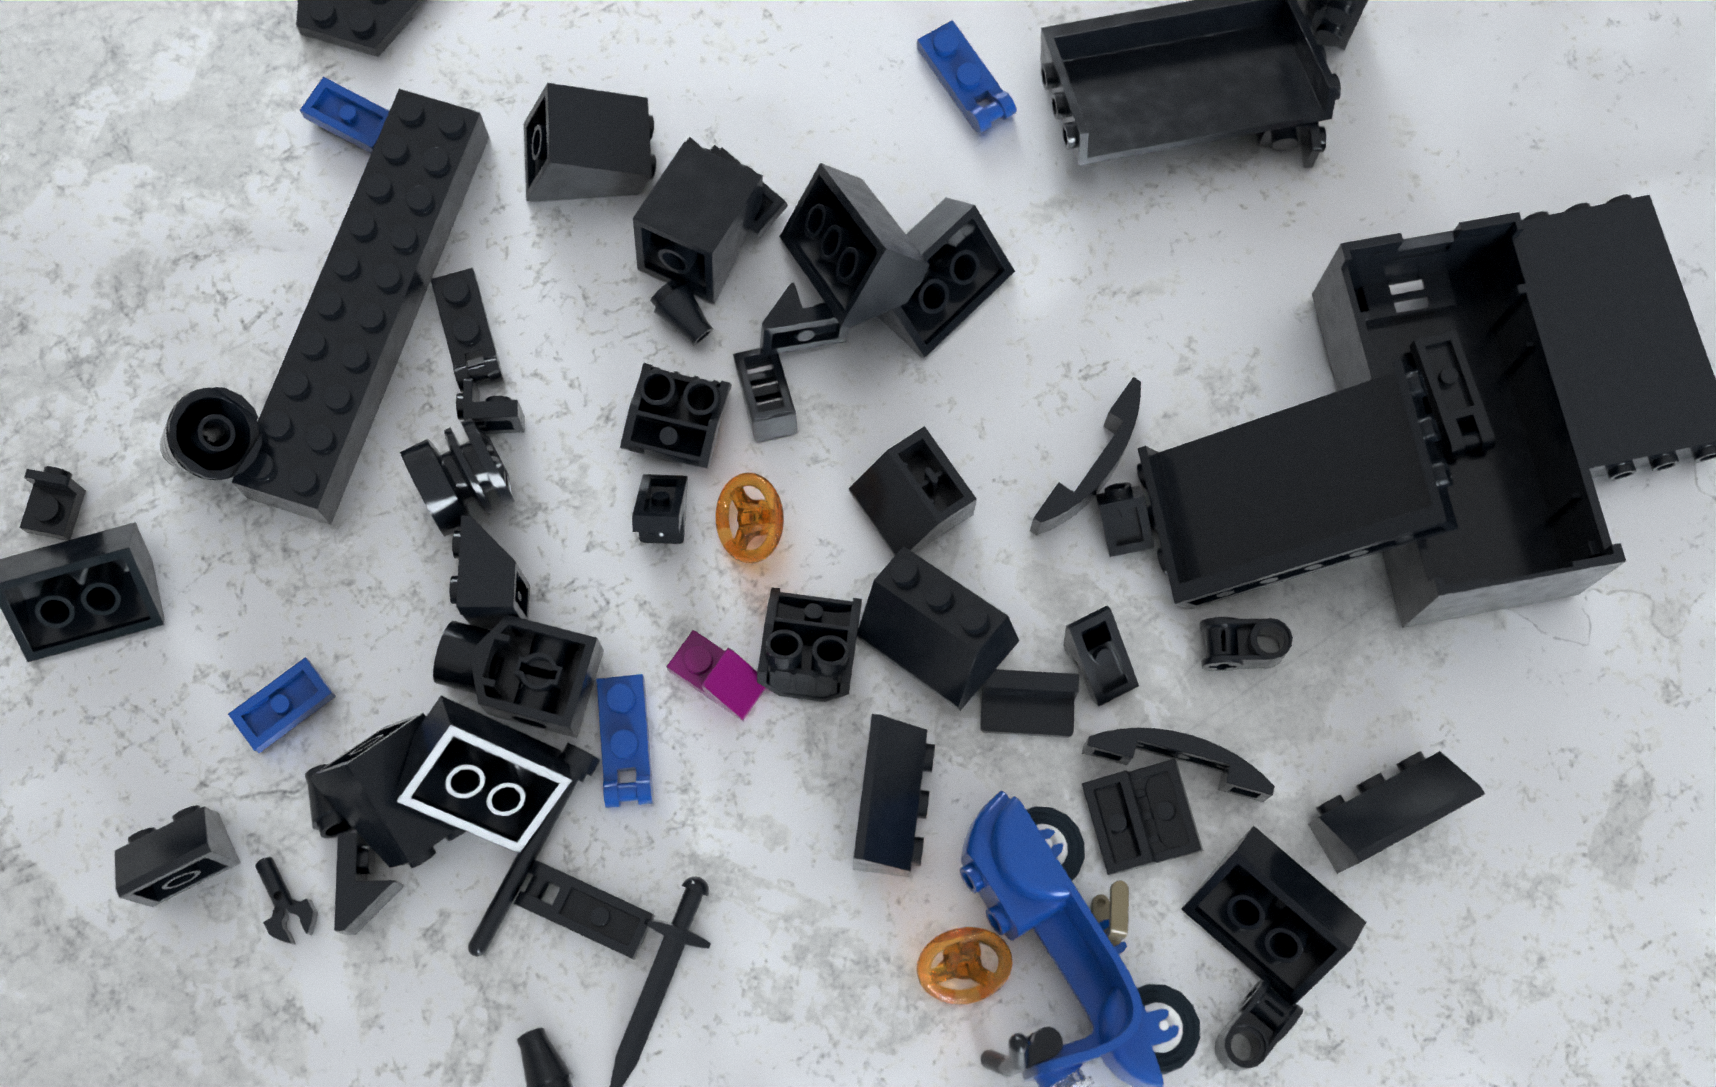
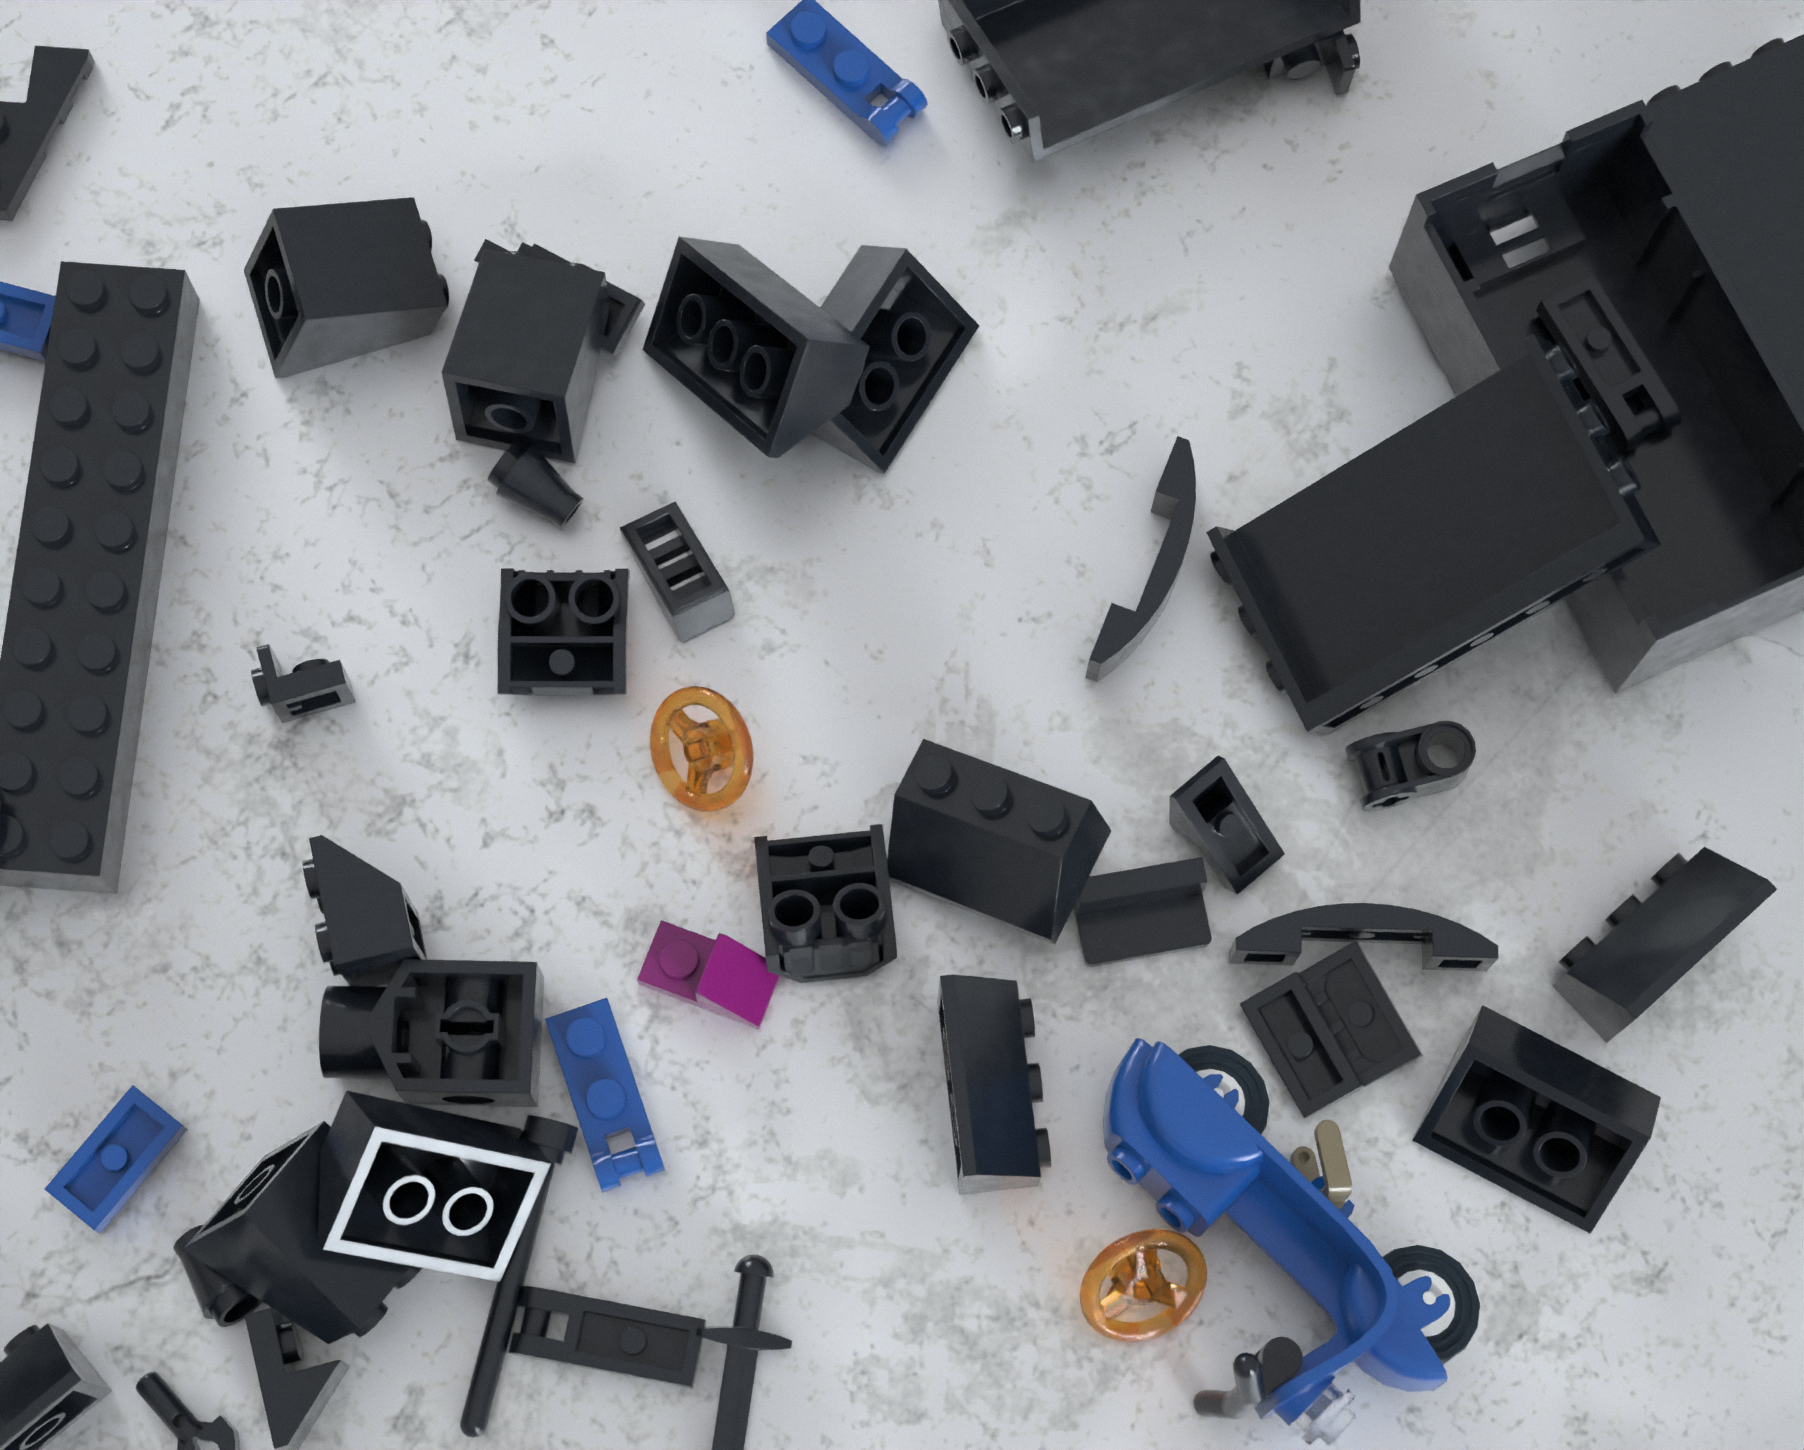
camera: 15 degrees left, 0 degrees up
(457, 476) = (285, 784): black wheel -> none
(466, 327) = (237, 574): black plate -> none
(661, 509) = (575, 764): black slope -> none
(797, 328) = (701, 472): black slope -> none
(913, 494) = (917, 664): black slope -> none
(1124, 519) = (1211, 632): black bracket -> none
(1260, 1018) = (1555, 1261): black piece -> none

